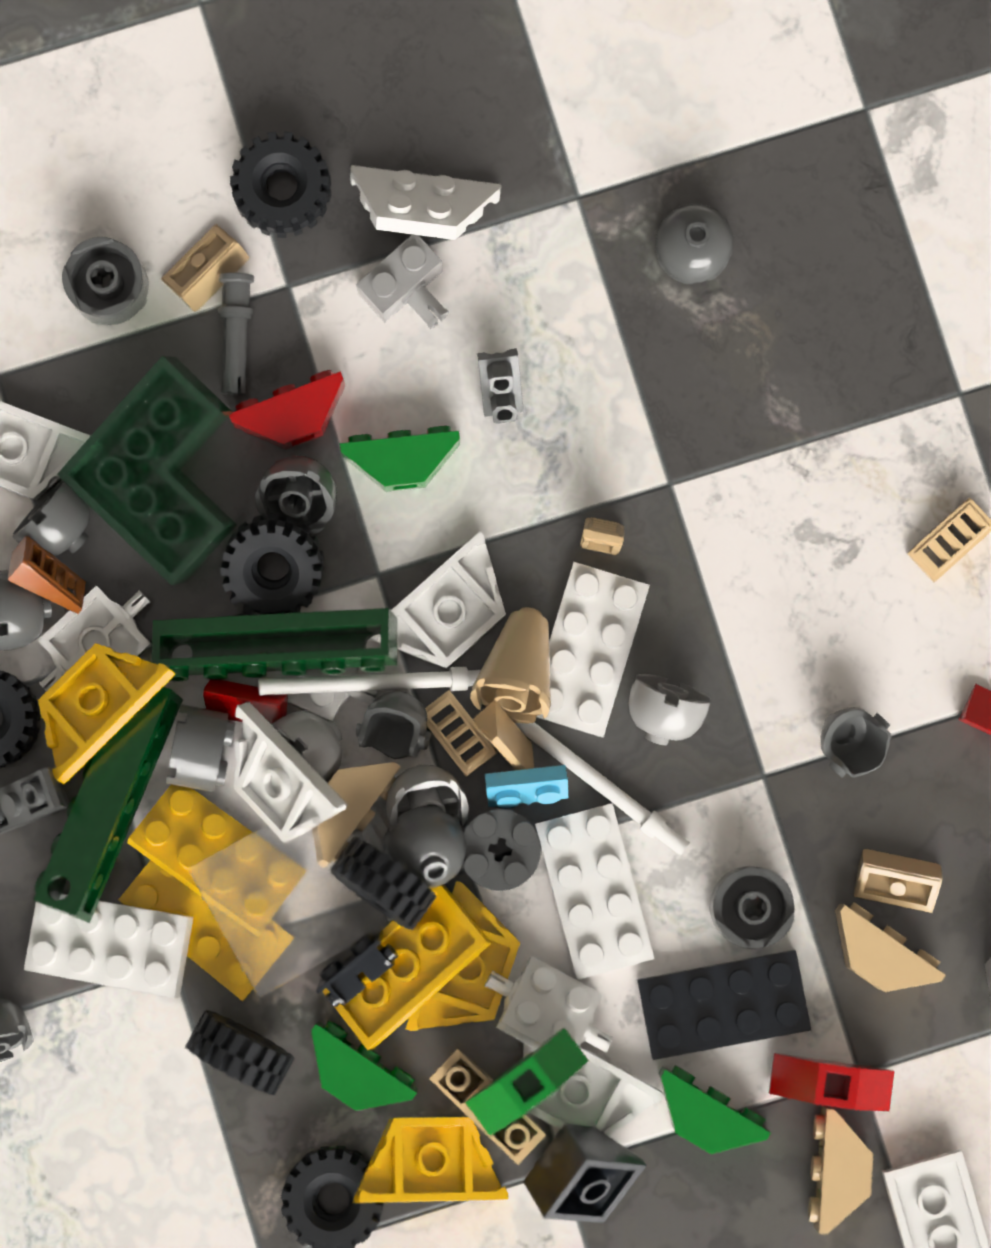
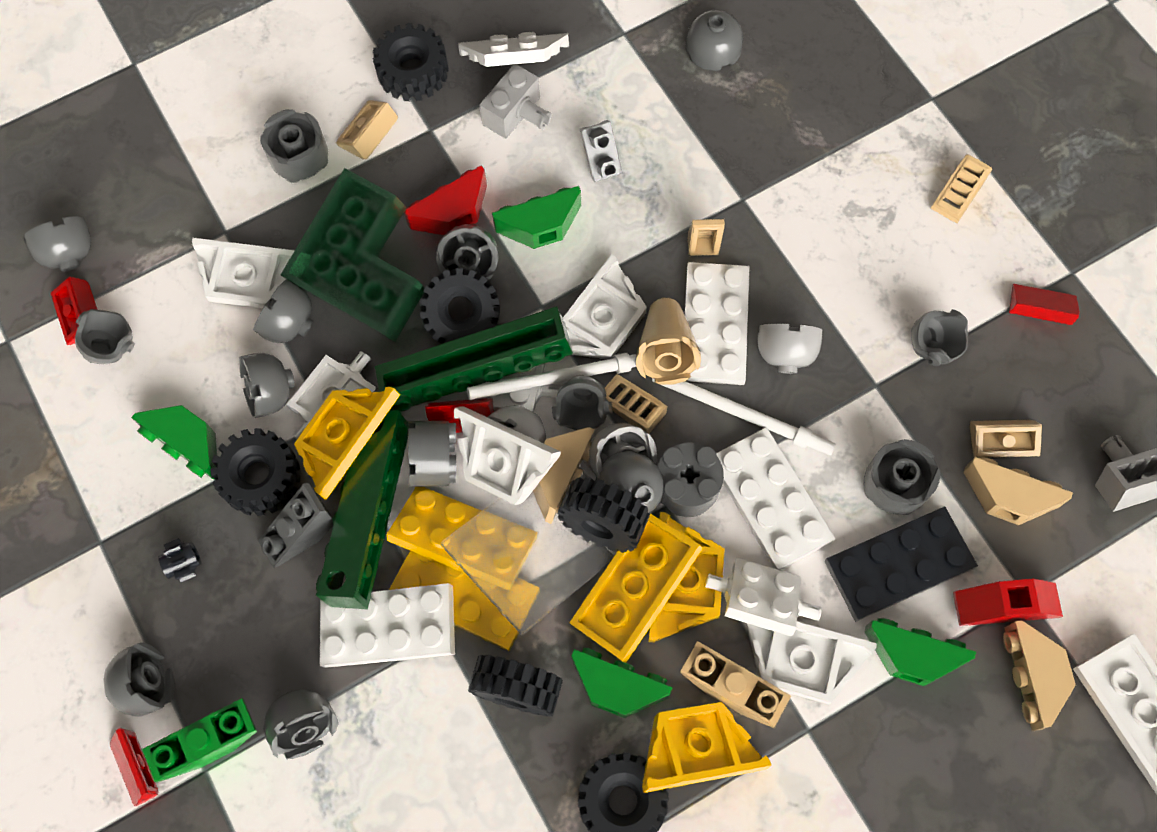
camera: 10 degrees left, 15 degrees down
(45, 575) = (280, 347): dark orange slope -> none
(235, 315) = (395, 151): dark grey pin -> none
(343, 977) = (587, 605): black hinge -> none
(505, 736) = (671, 394): tan slope -> none
(527, 786) = (698, 423): medium azure plate -> none
(527, 1082) = (763, 650): green slope -> none
(582, 1175) = (830, 725): black slope -> none

